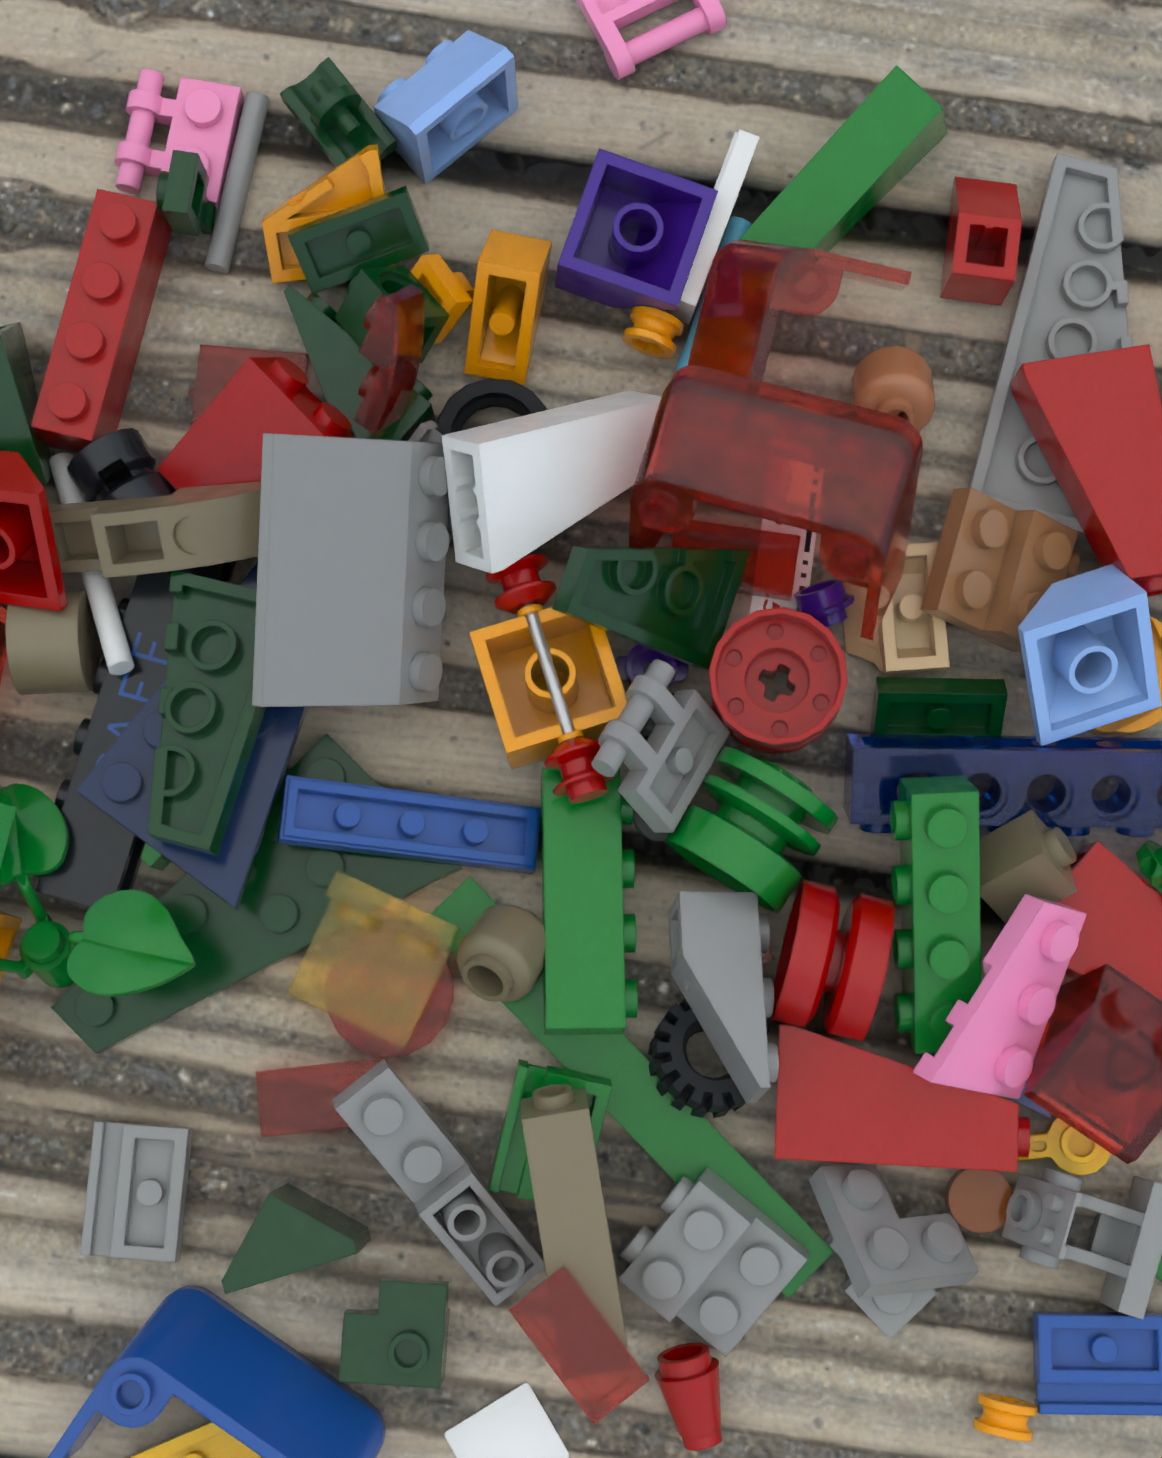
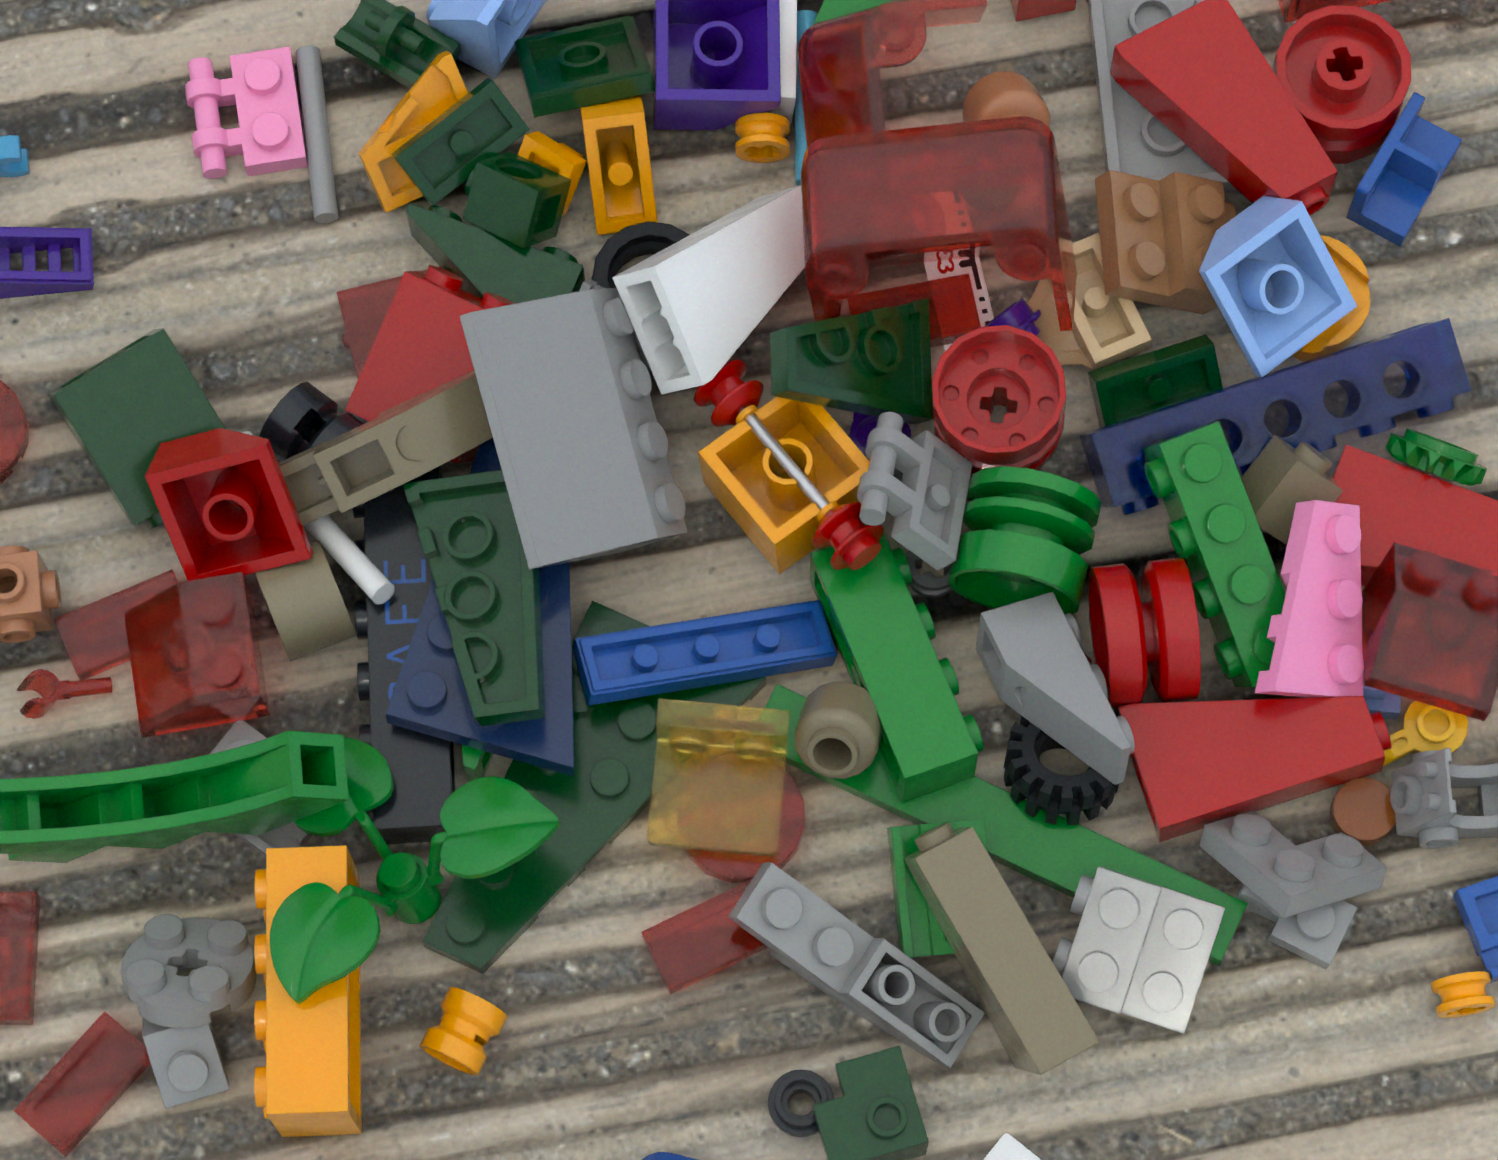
camera: 20 degrees left, 10 degrees down
(56, 1109) = (463, 1031): none -> light orange wheel
(102, 321) = (240, 298): red brick -> none
(136, 1191) = (569, 1081): light grey plate -> none
(183, 195) = (279, 158): dark green plate -> none
(292, 1236) = (741, 1056): dark green slope -> none
(323, 1287) = (789, 1085): none -> black plate
(395, 348) = (538, 213): clear red slope -> none
(506, 203) = (584, 66): none -> dark green plate
(579, 1344) = (1043, 1033): clear red tile -> none
(692, 1393) = (1165, 1079): red cone -> none

